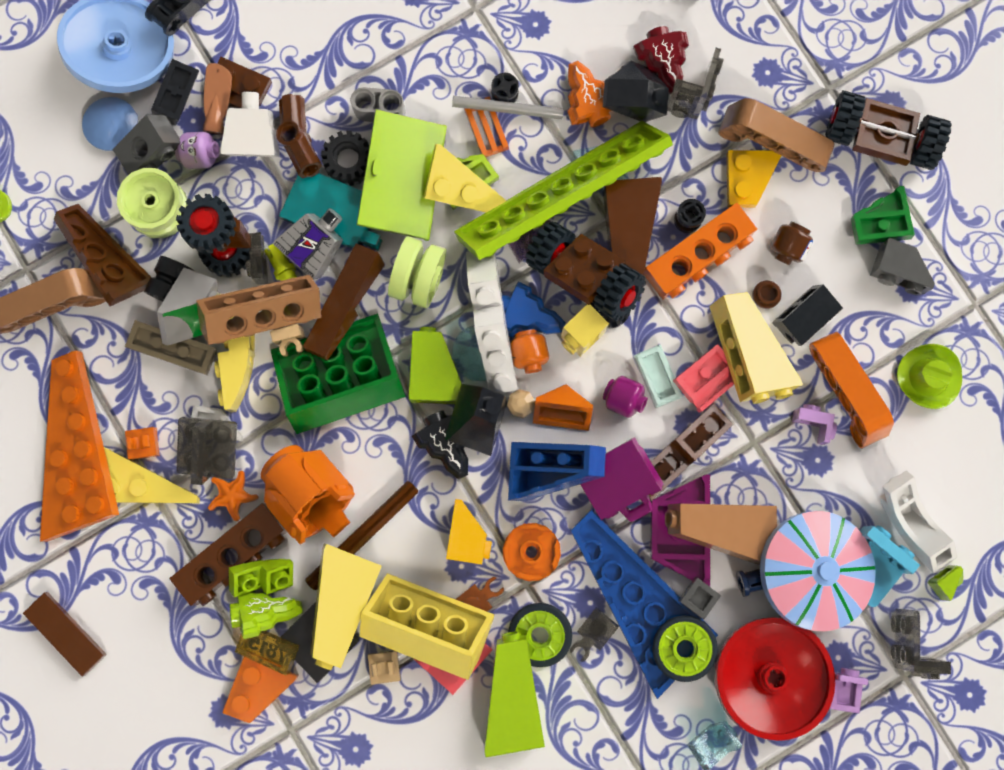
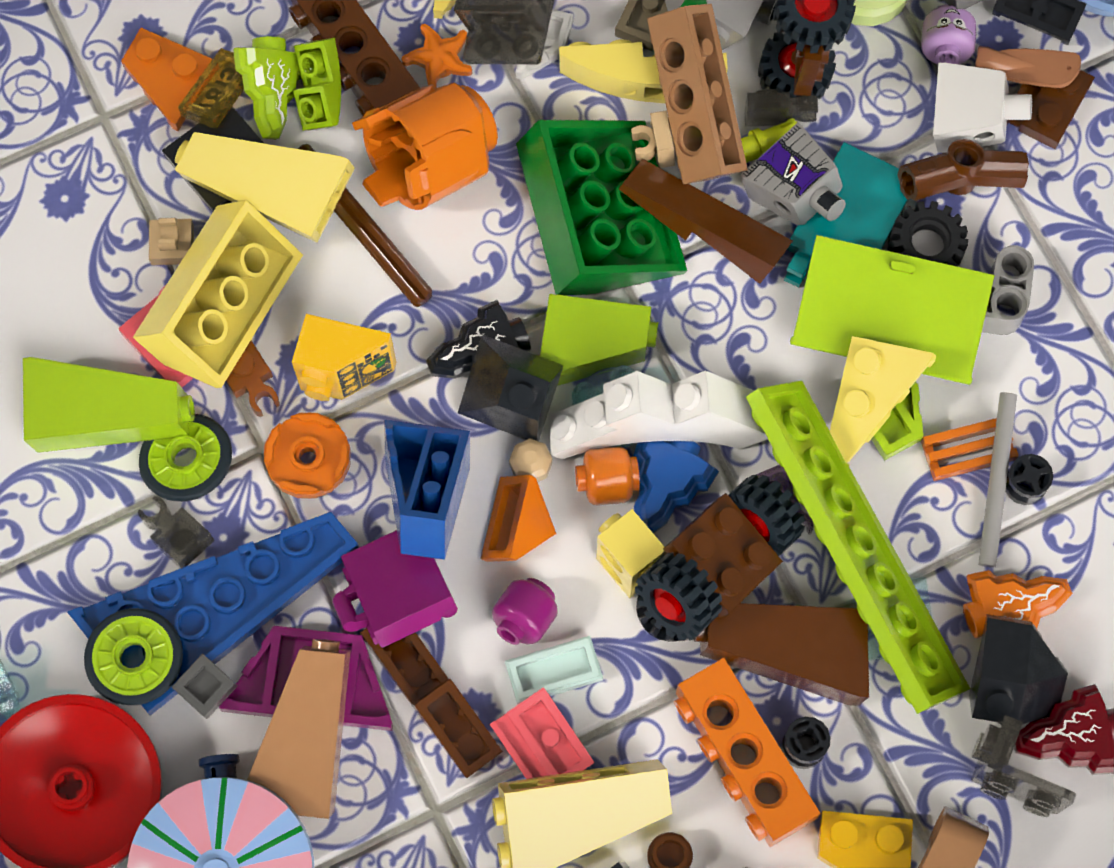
camera: 95 degrees right, 10 degrees down
(417, 272) = (739, 318): yellowish green wheel -> none

